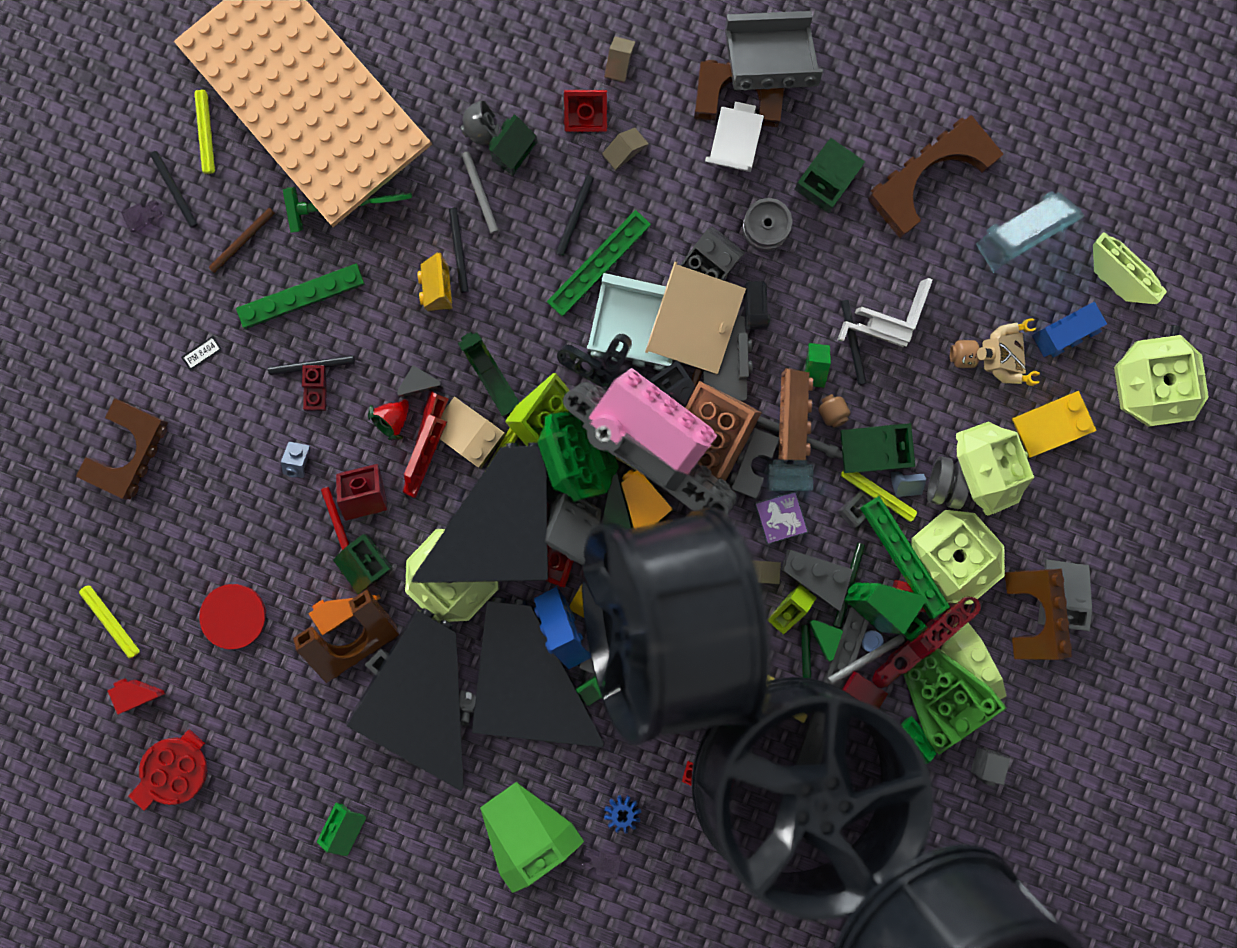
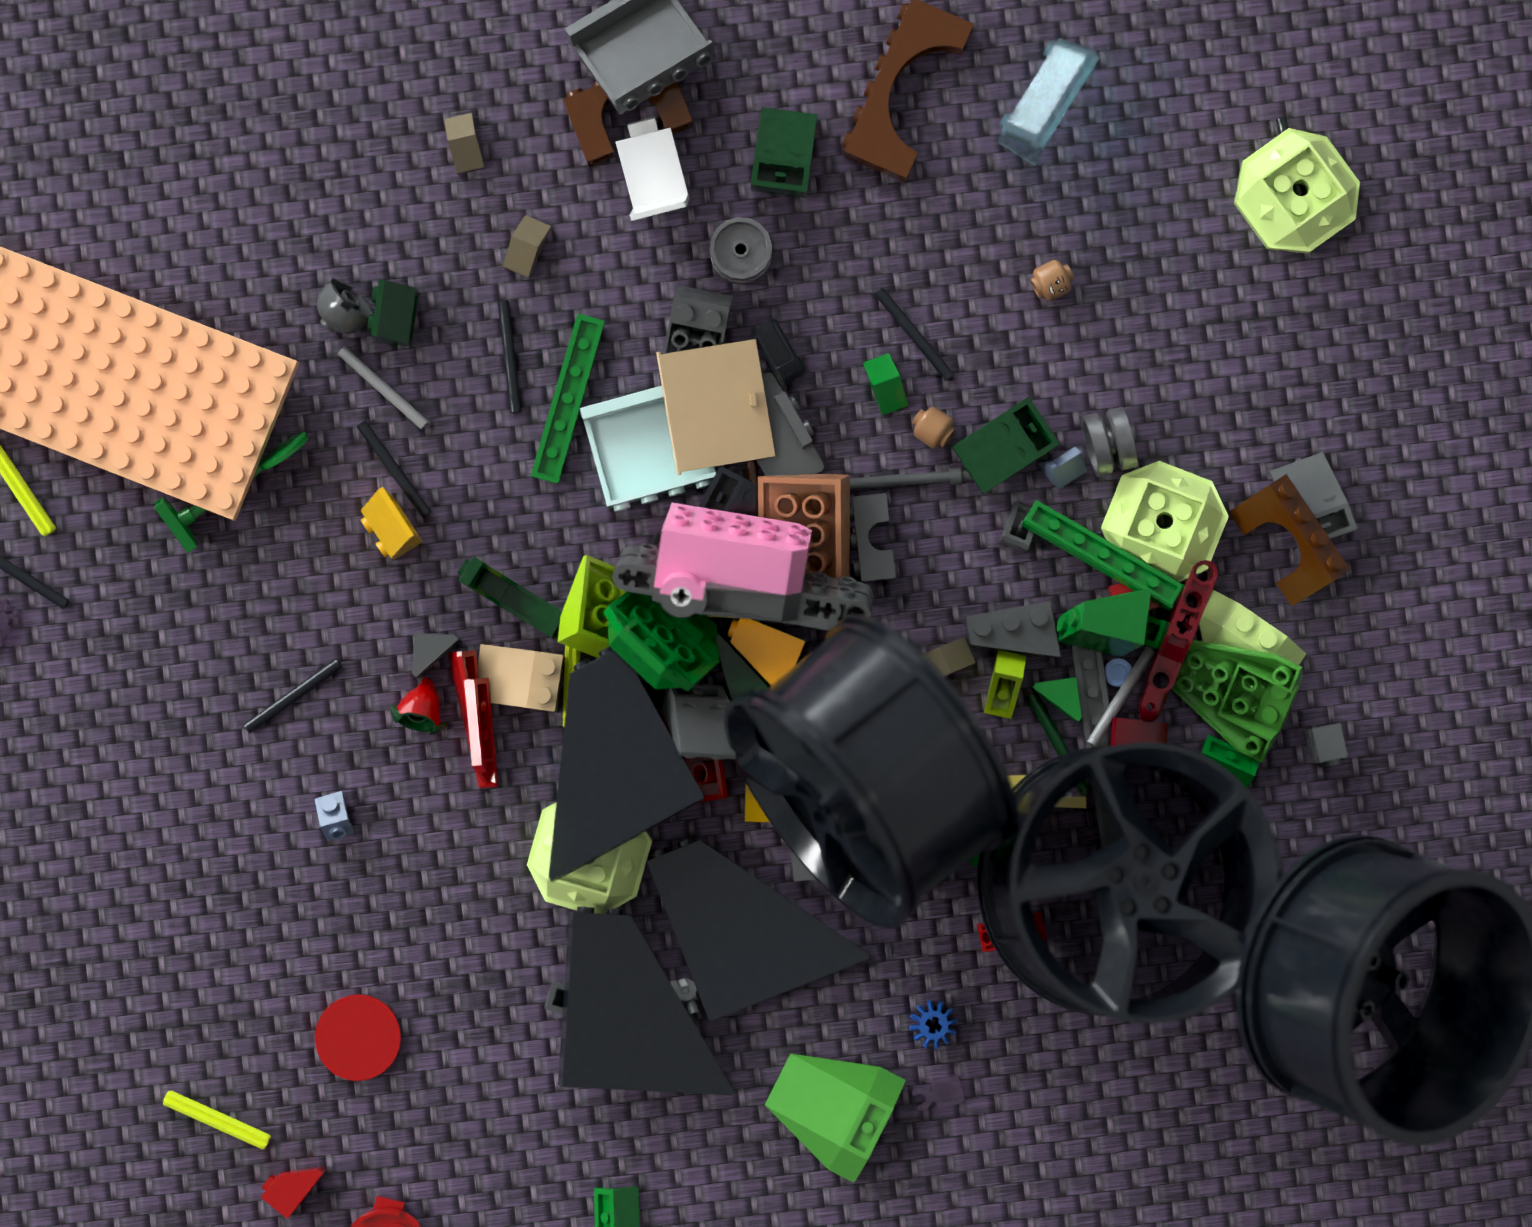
camera: 25 degrees left, 0 degrees up
(147, 432) = (143, 874): reddish brown arch -> none
(201, 353) = (155, 749): sticker -> none
(241, 240) = (131, 592): reddish brown bar -> none
(300, 296) = (236, 621): green plate -> none
(314, 387) = (311, 720): dark red slope -> none
(332, 613) = (476, 968): orange slope -> none
(333, 660) = (504, 1024): reddish brown arch -> none
(335, 517) = (416, 859): red bar -> none
(360, 492) = (431, 813): dark red slope -> none
(362, 563) = (477, 895): dark green slope -> none
(560, 628) = (748, 847): blue wedge -> none
(585, 110) = (457, 227): red slope -> none
(589, 691) = (821, 903): green panel -> none
(603, 367) = (638, 517): black beam -> none
(781, 517) = (937, 584): tile -> none
(790, 476) = (923, 531): clear light blue brick -> none
(794, 415) = (889, 459): nougat slope -> none
(855, 566) = (1052, 596): dark green bar -> none
(874, 491) = (1028, 496): neon yellow axle -> none
(887, 327) = (943, 299): white piece -> none
(993, 466) = (1149, 396): yellowish green piece -> none
(1005, 354) = (1097, 258): tan torso -> none
(1054, 424) = (1196, 309): yellow slope -> none
(1069, 330) = (1158, 189): blue wedge -> none
(1125, 272) = (1186, 86): yellowish green wedge -> none

